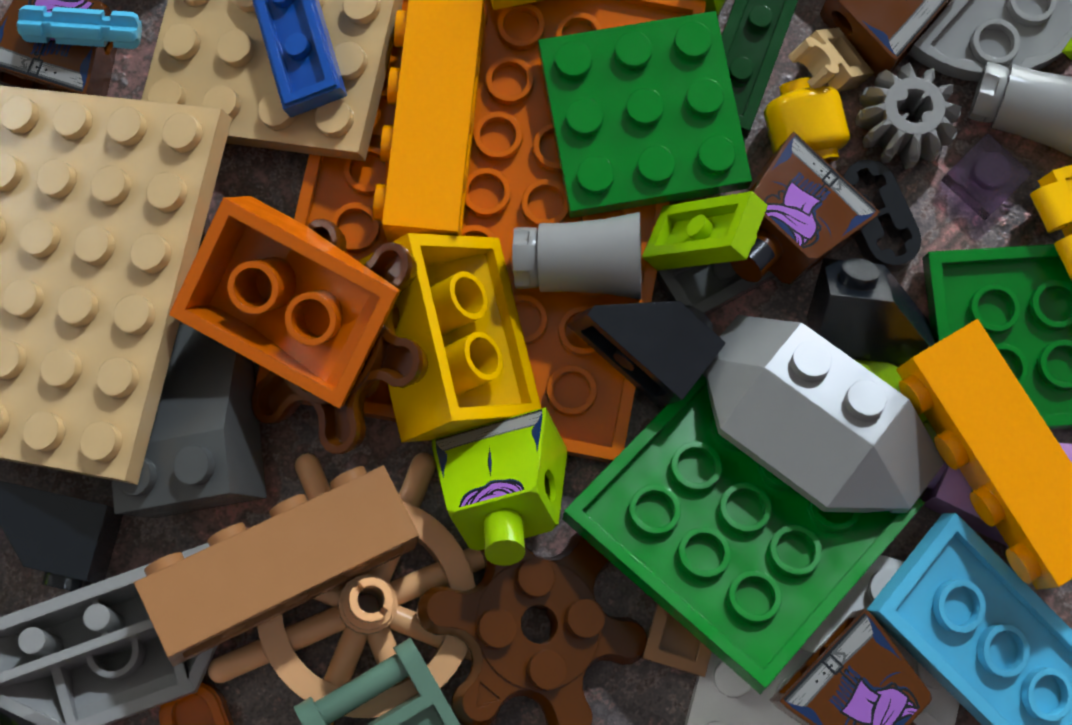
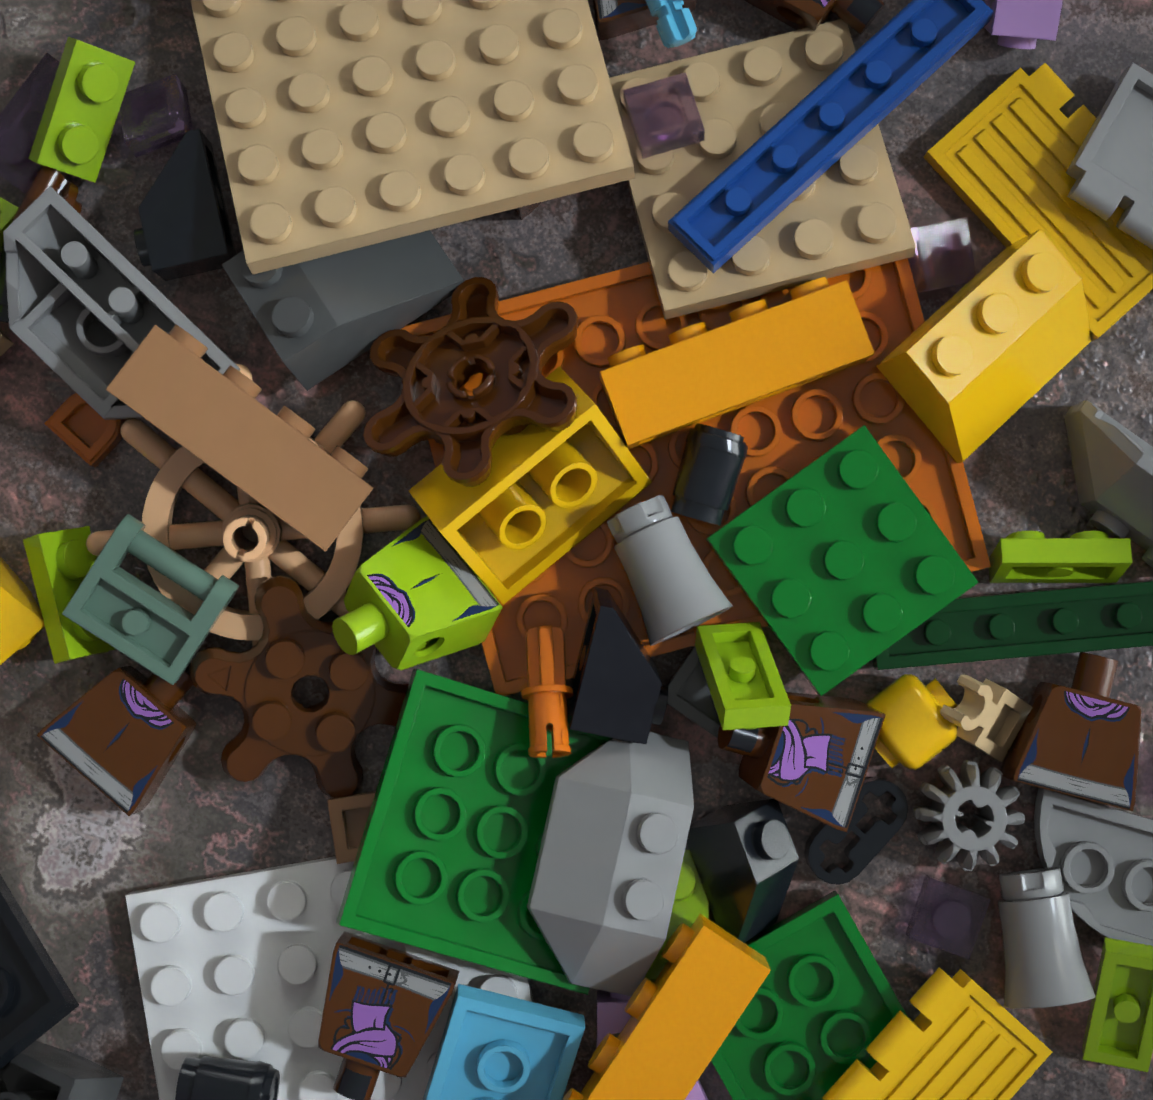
camera: 70 degrees right, 10 degrees up
(192, 73) = (664, 115): none -> plate
(284, 298) = (481, 321): orange slope -> none
(515, 183) = (708, 473): none -> black piece
(640, 408) = (547, 691): none -> orange axle

